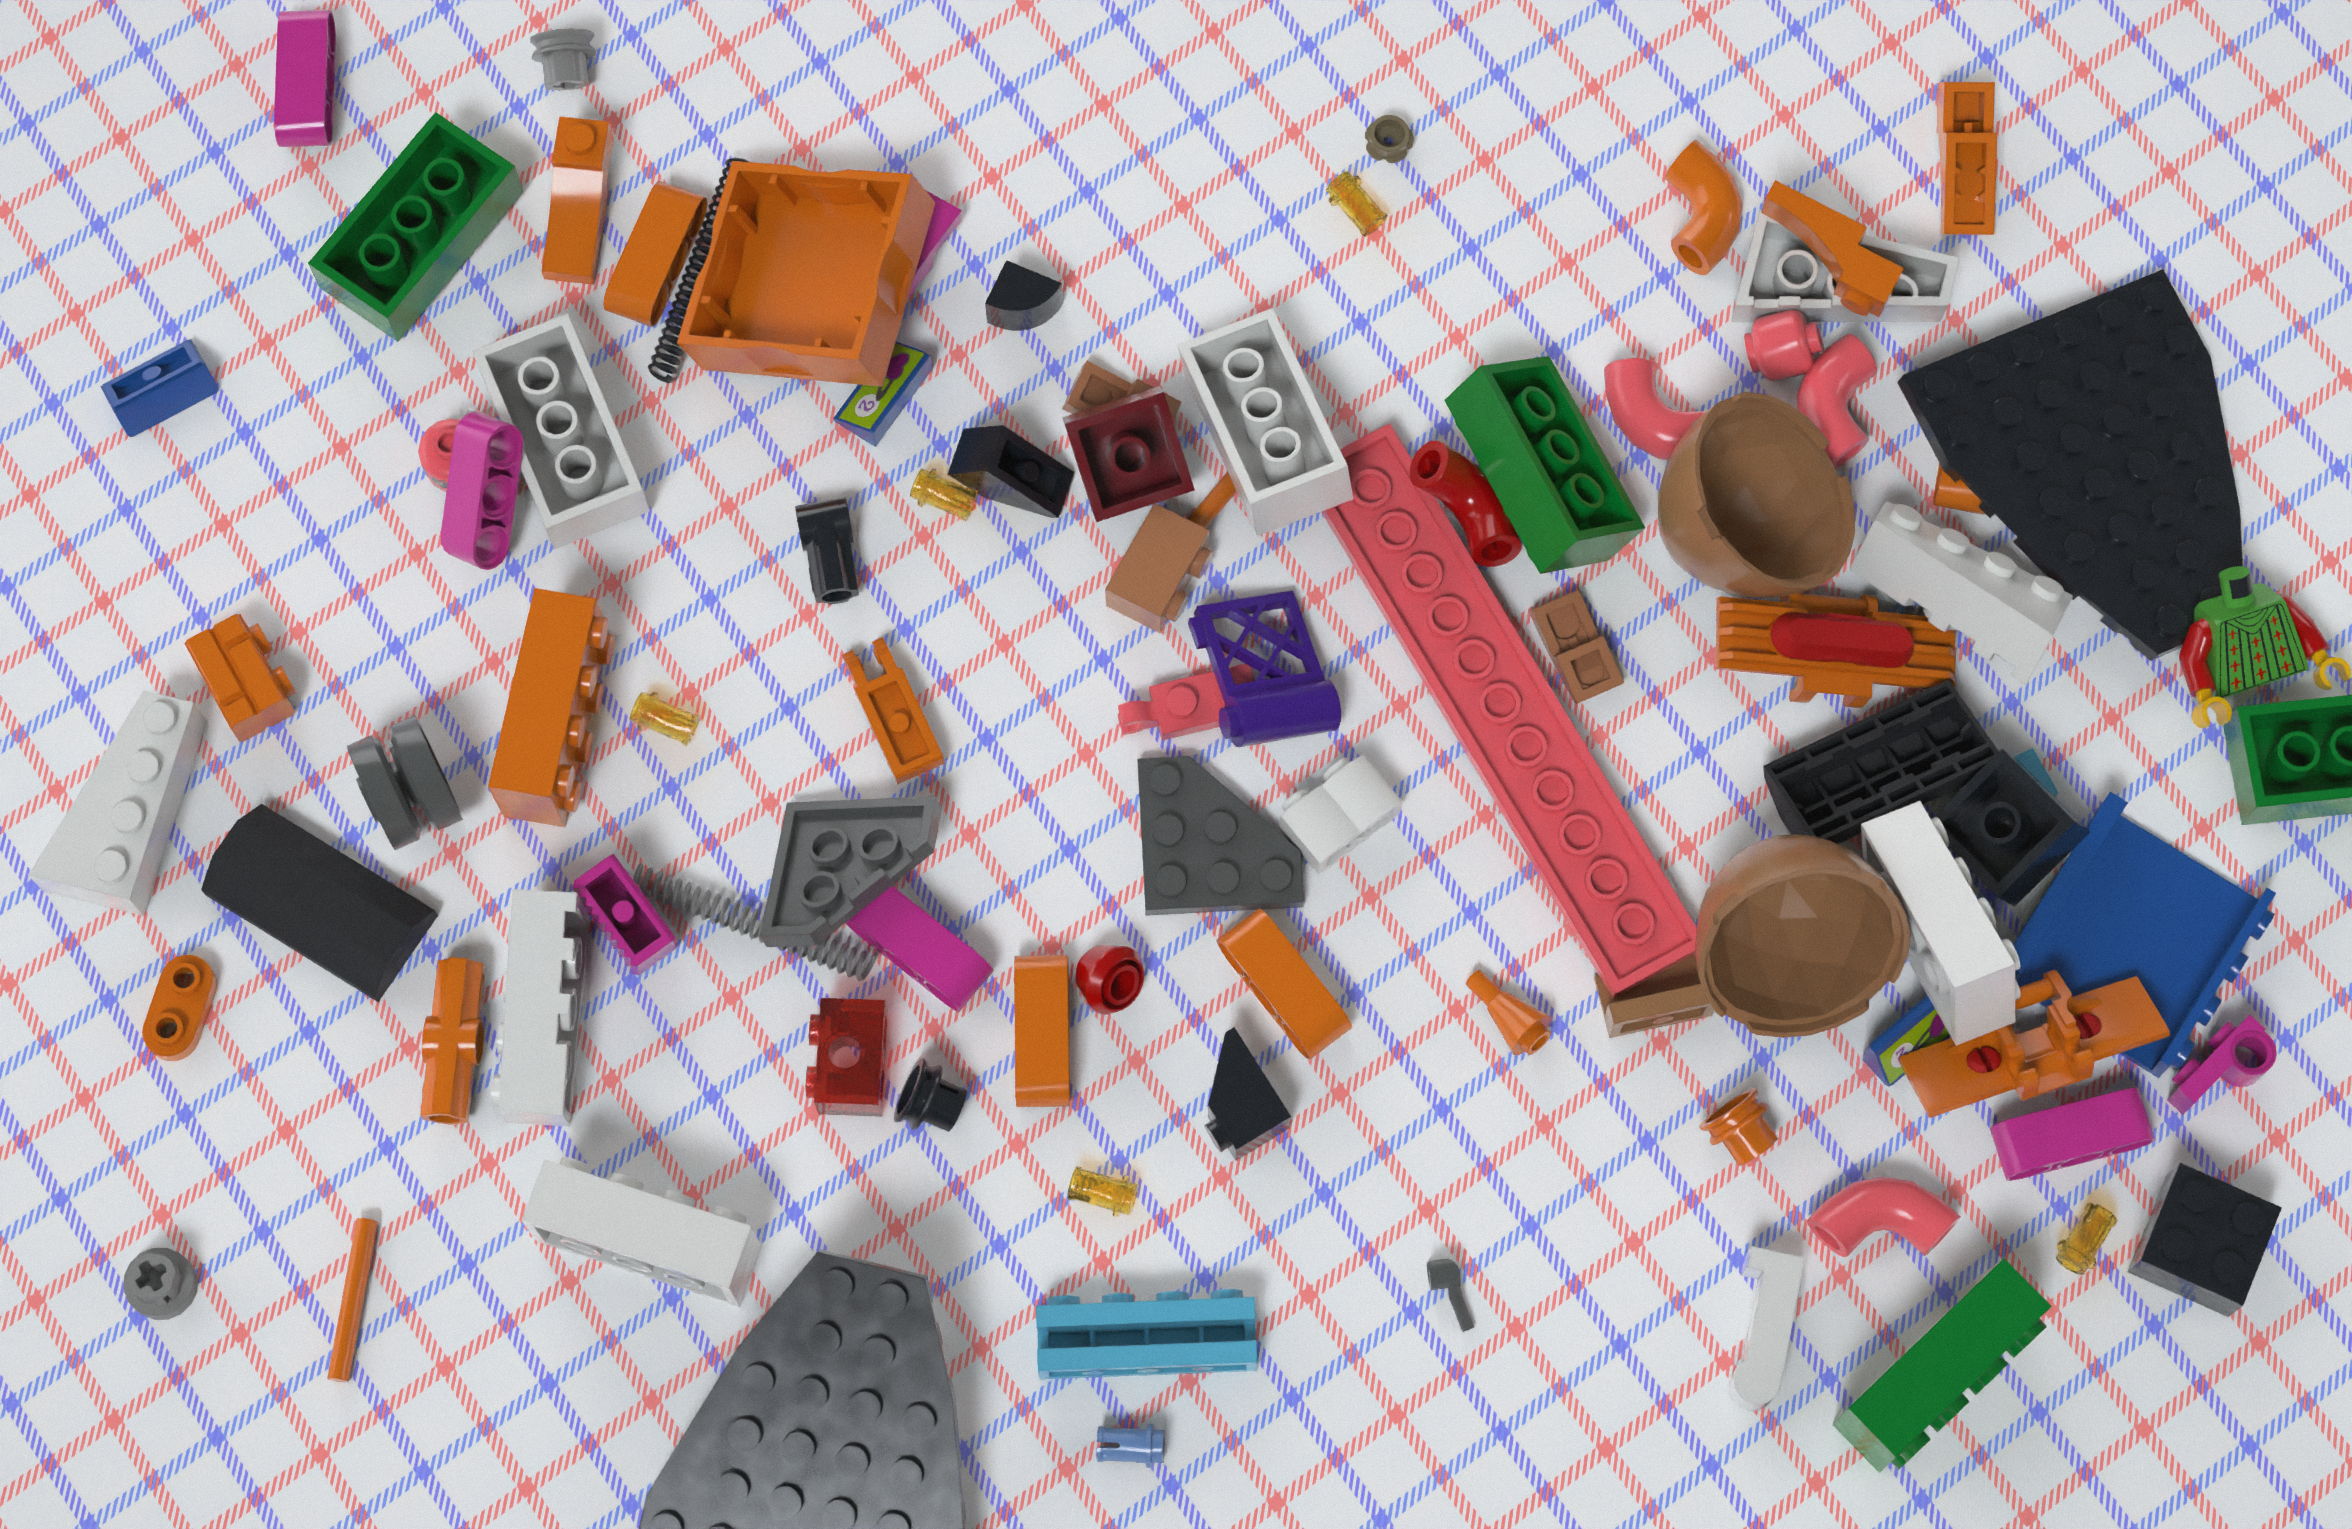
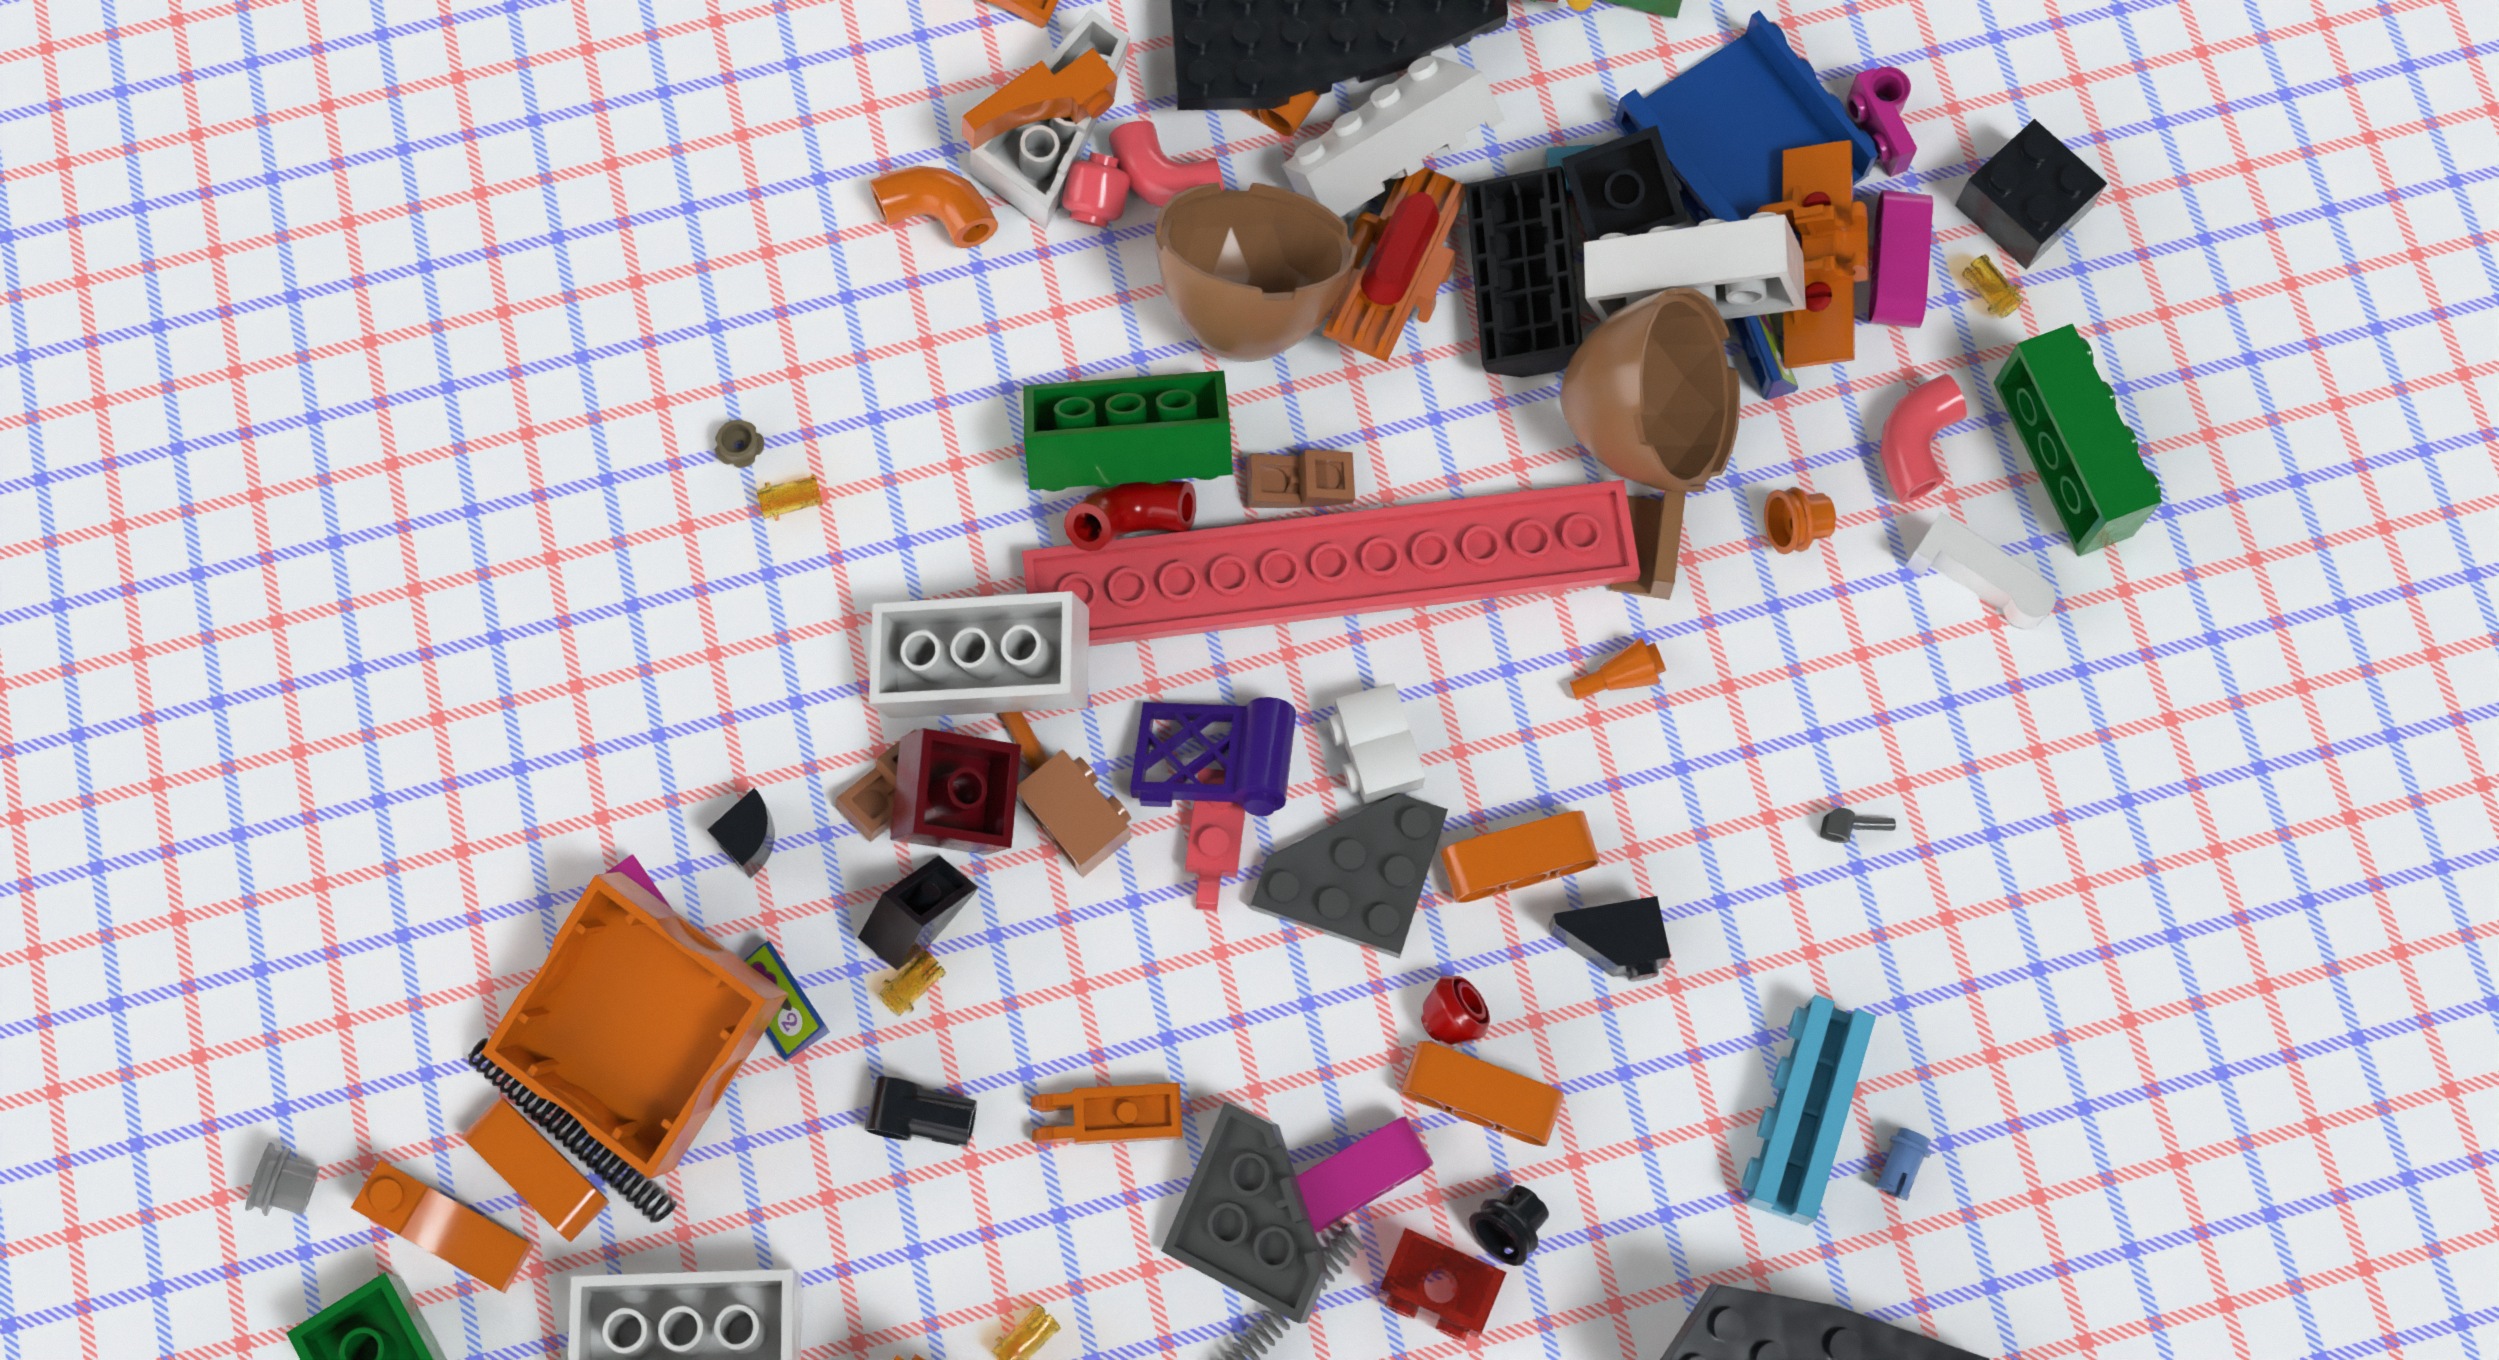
camera: 70 degrees left, 0 degrees up
(1103, 1191) = (1655, 1096): clear yellow pin -> none
(1640, 411) = (1114, 331): coral cylinder -> none

